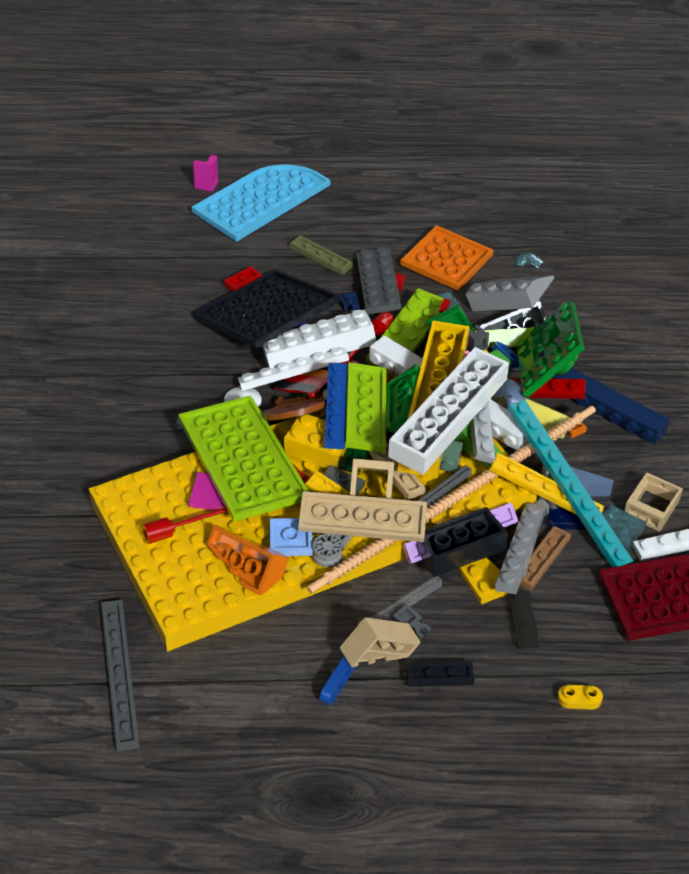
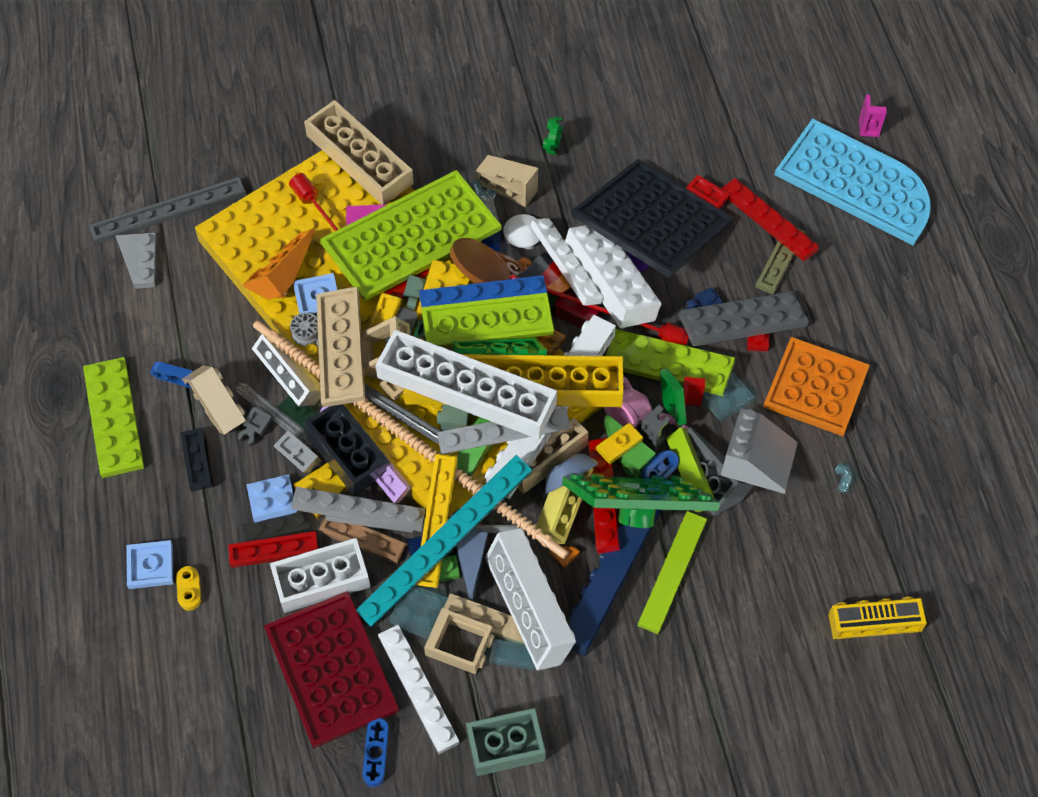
camera: 80 degrees right, 15 degrees up
(132, 479) = (359, 152): none -> tan brick
(143, 352) = (554, 136): none -> green plate
(170, 703) = (140, 257): none -> light grey wing
(187, 393) = (509, 179): none -> tan wedge
(284, 249) = (770, 220): none -> red plate
(305, 464) = (412, 289): none -> sand green plate
(358, 582) = (294, 378): none -> white brick
(372, 745) = (113, 417): none -> lime plate
(401, 586) = (295, 412): none -> clear green plate
(450, 587) = (298, 453): none -> light grey hinge
(493, 617) = (271, 498): none -> light blue plate
(548, 623) = (271, 549): none -> red plate
(553, 724) = (149, 564): none -> light blue plate
(584, 585) = (320, 575): none -> white brick
(612, 373) = (672, 572): none -> lime tile
(626, 441) = (530, 599): none -> white brick
(630, 481) = (502, 624): none -> tan plate
(650, 267) = (877, 618): none -> yellow brick
(667, 467) = (511, 655): none -> clear light blue plate

